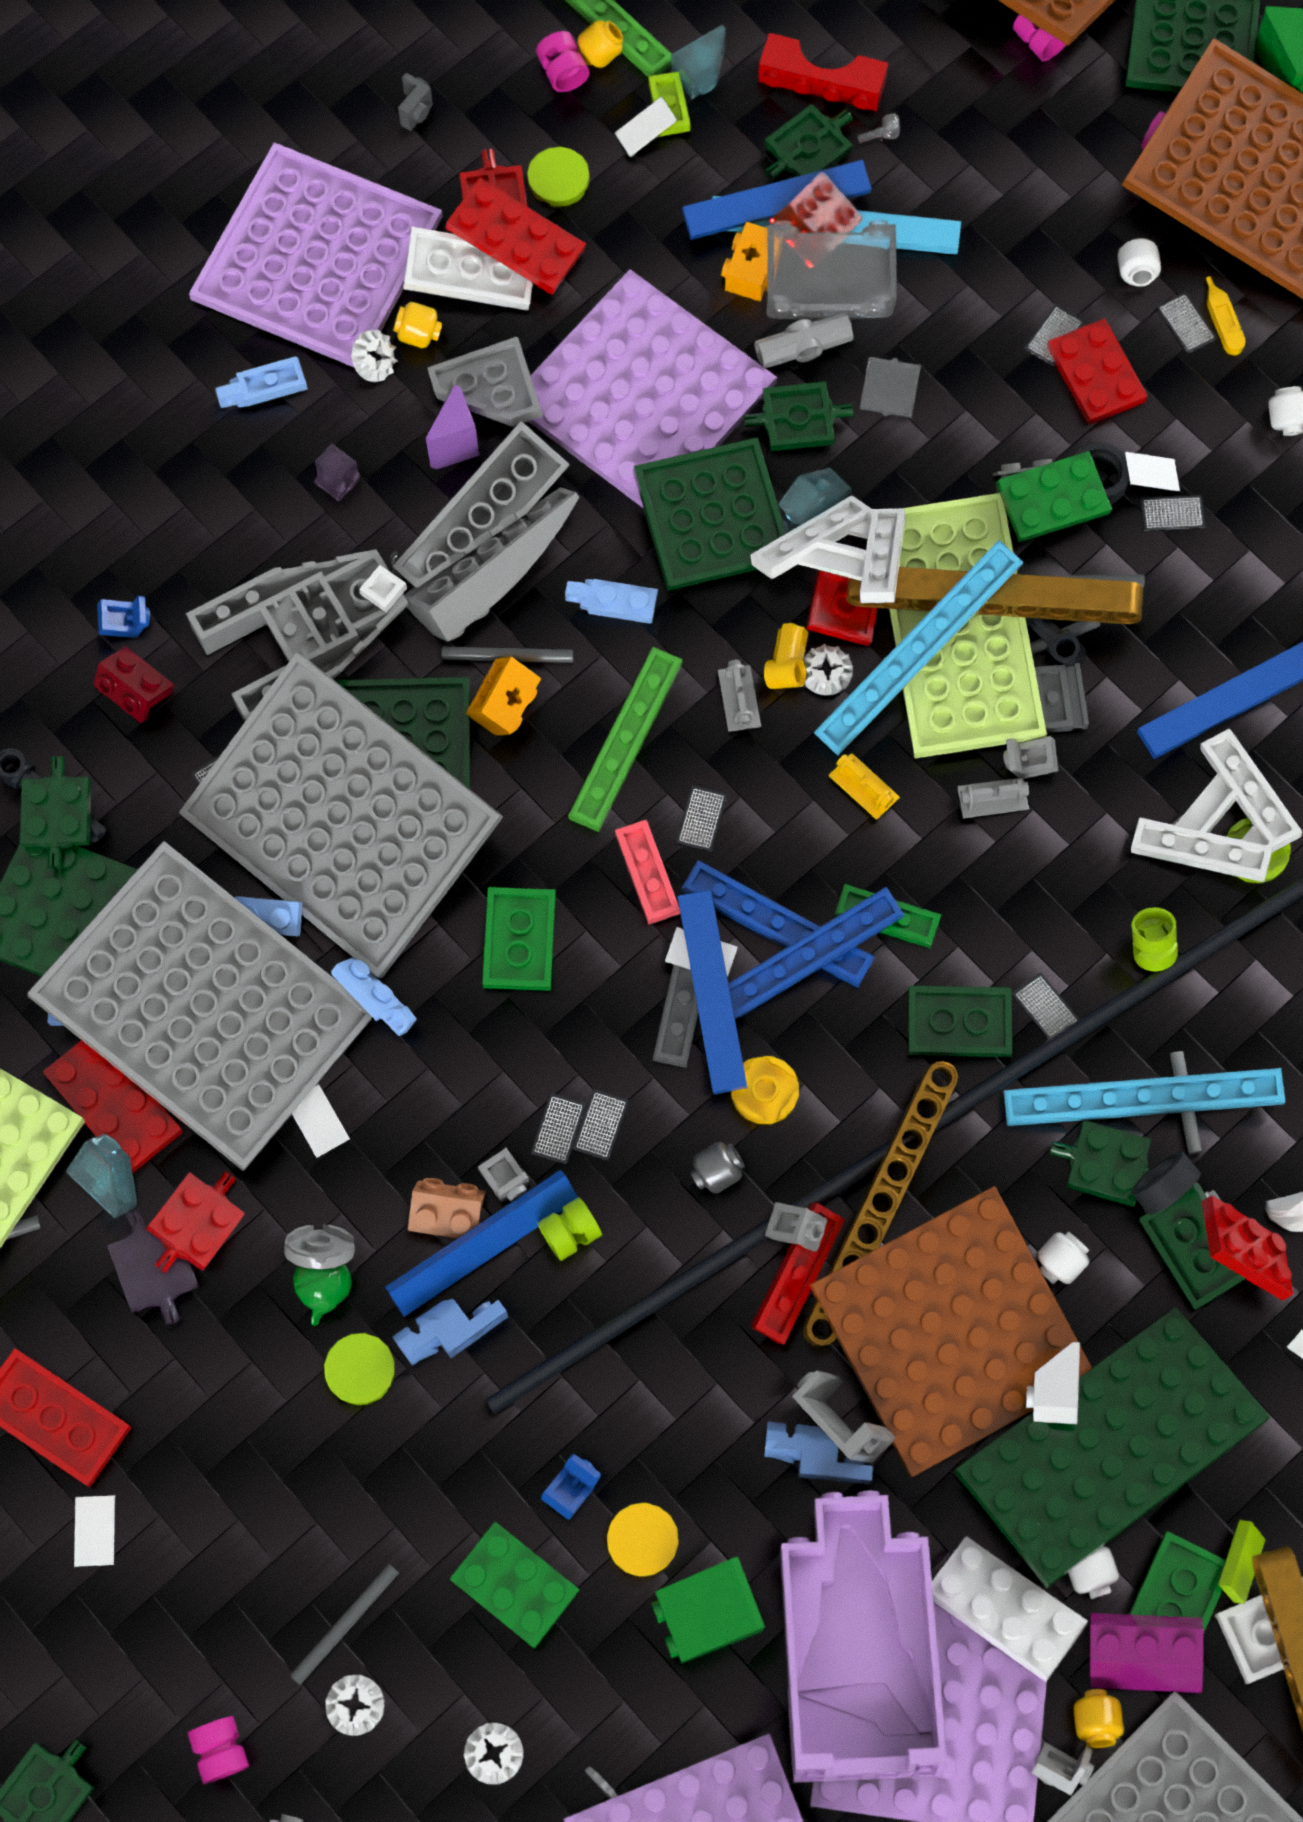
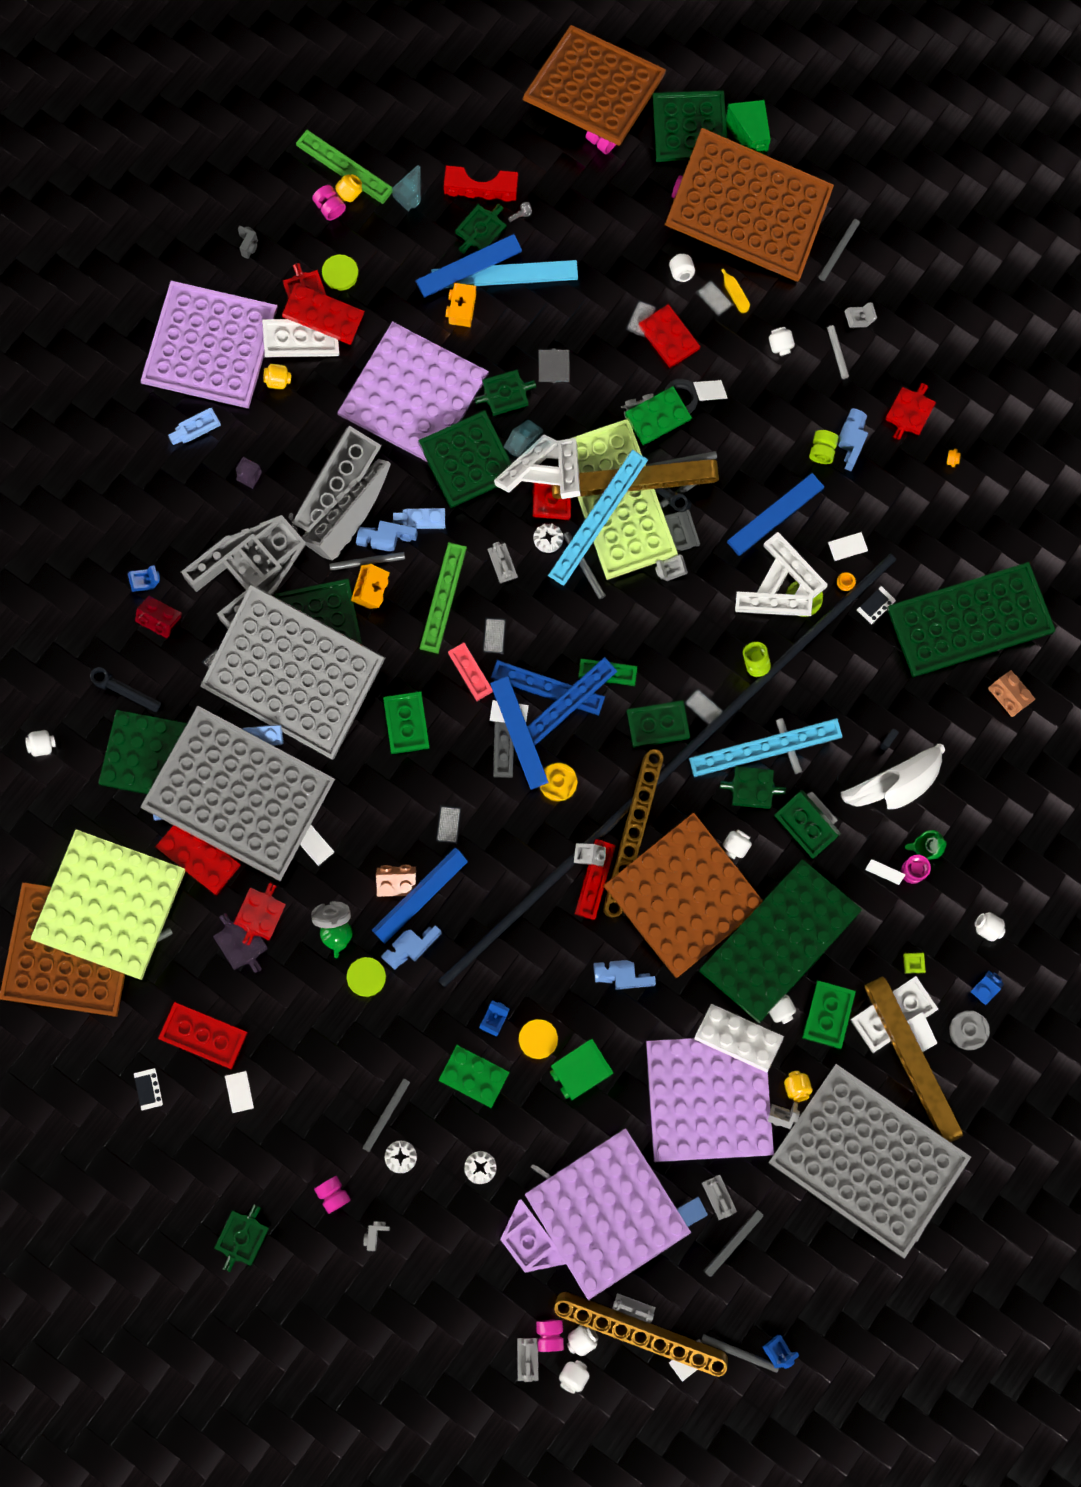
camera: 15 degrees left, 5 degrees up
(55, 812) = (131, 699): dark green plate -> none
(105, 1174) = (203, 897): clear light blue slope -> none
(366, 365) = (251, 405): white gear -> none
(373, 995) = (331, 769): light blue hinge -> none
(383, 588) = (290, 537): white plate -> none
(453, 433) = (312, 438): medium lavender slope -> none
(492, 382) = (325, 404): light grey plate -> none
(504, 1176) = (424, 857): light grey bracket -> none
(547, 617) = (386, 535): none -> medium blue plate
(569, 1229) = (466, 879): lime wheel -> none
(600, 1124) = (471, 818): sticker -> none
(645, 126) = (385, 233): white sticker -> none
(670, 89) = (395, 217): lime plate -> none
(717, 1167) = (540, 830): flat silver head -> none
(787, 666) = (526, 540): yellow piece -> none
(804, 340) = (500, 347): light grey piece -> none
(820, 209) = (494, 274): clear red bracket -> none
(830, 272) = (508, 305): clear windscreen -> none
(861, 1647) = (666, 1073): lavender panel -> none
(862, 1445) = (646, 967): light grey panel -> none
(863, 785) = (581, 600): yellow hinge -> none
(884, 739) = (587, 571): none -> dark grey bar
(993, 797) = (654, 594): light grey hinge -> none
(1056, 1388) = (746, 916): white slope -> none
(1146, 1652) = (817, 1046): magenta slope -> none
(1166, 1182) = (785, 793): black tyre -> none
(1173, 512) = (725, 411): sticker -> none
(1238, 1568) = (858, 993): lime tile -> none
(1247, 1248) = (835, 820): red plate -> none

